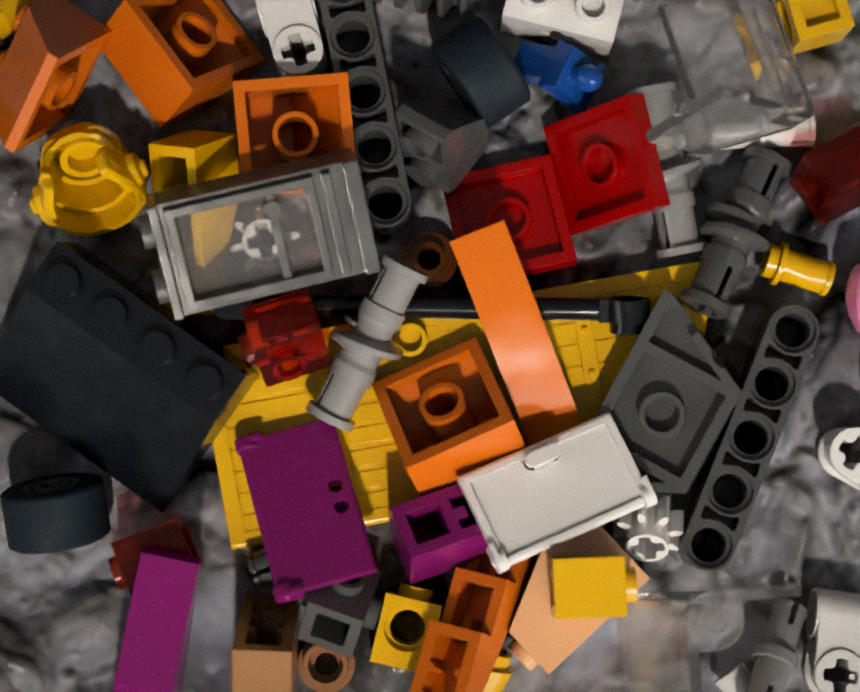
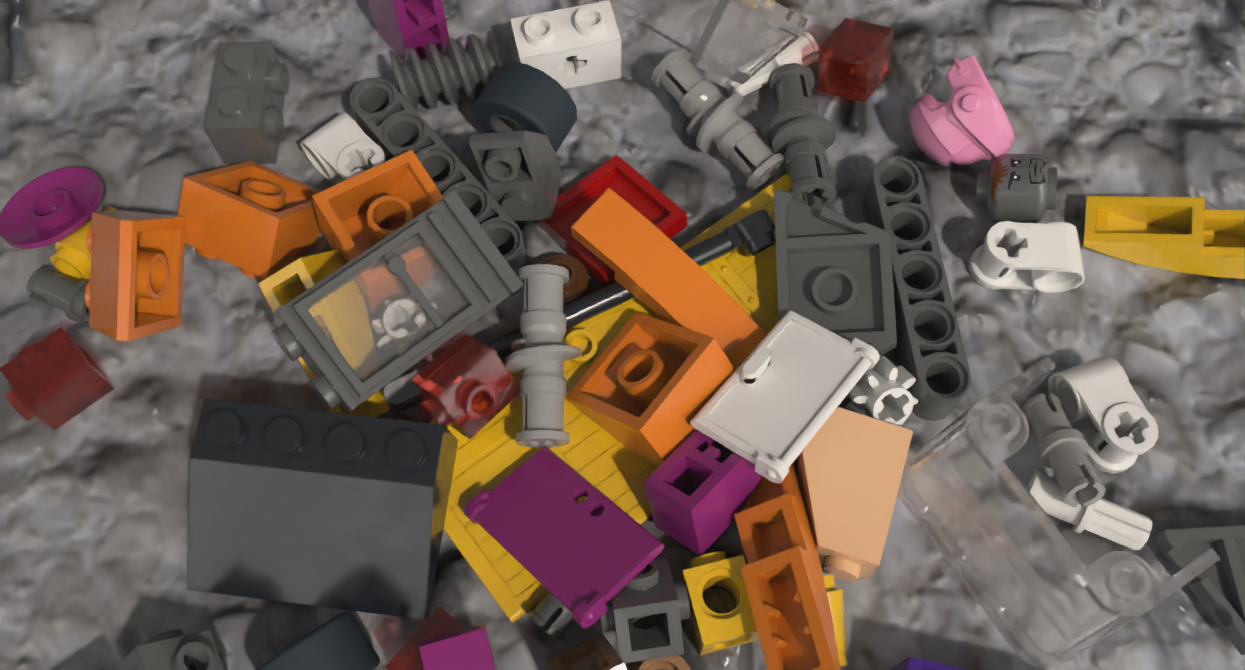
camera: 30 degrees left, 20 degrees down
(88, 181) = (218, 349): yellow helmet -> none
(561, 72) = (598, 87): blue piece -> none
(591, 586) = (868, 454): yellow brick -> none
(606, 164) = (669, 130): red plate -> none
(796, 269) = (865, 146): yellow pin -> none

